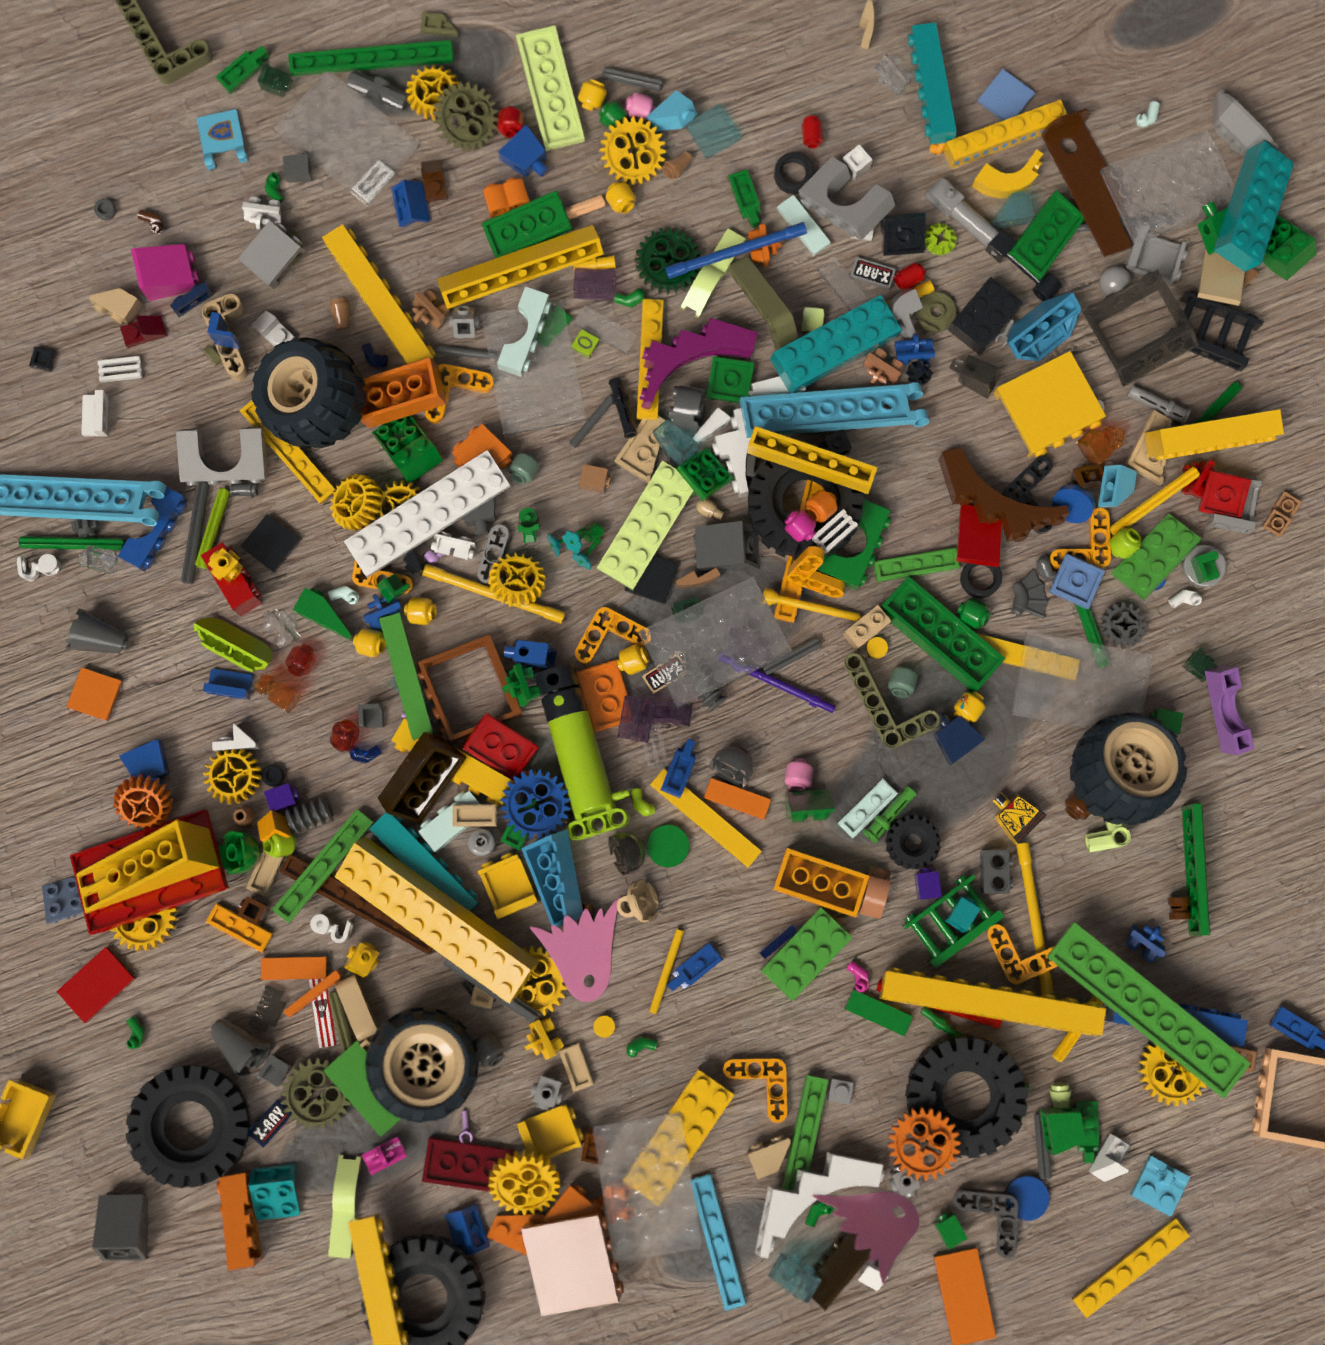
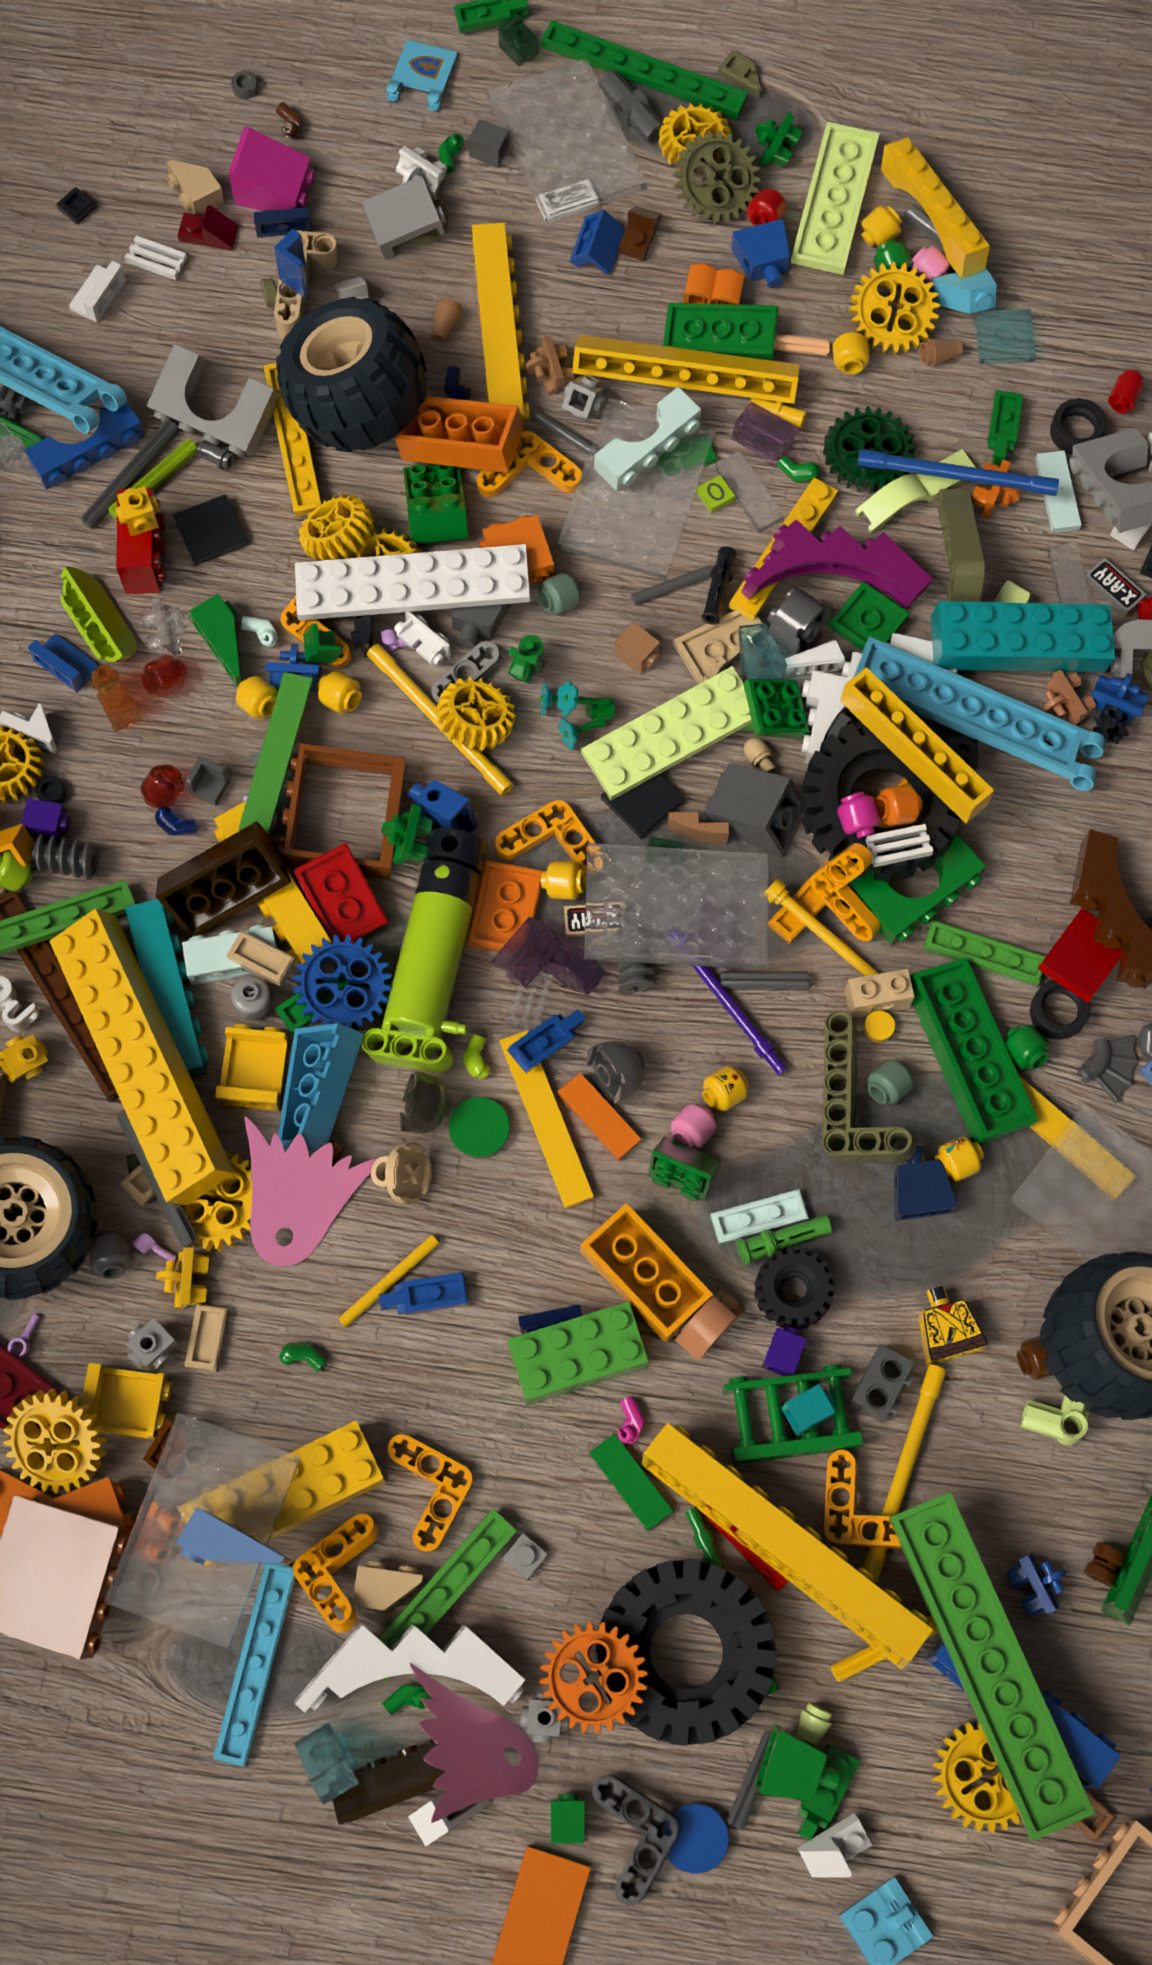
camera: 30 degrees right, 10 degrees down
(486, 63) = (774, 136): none -> green hips
(504, 1030) = (145, 1243): none -> lavender hand
(593, 46) = (961, 240): none -> yellow arch
(604, 1026) = (271, 1306): yellow tile -> none
(666, 1192) = (219, 1542): none -> medium blue slope
(727, 1163) = (324, 1566): none -> light orange beam
(805, 740) = (725, 1088): none -> yellow head

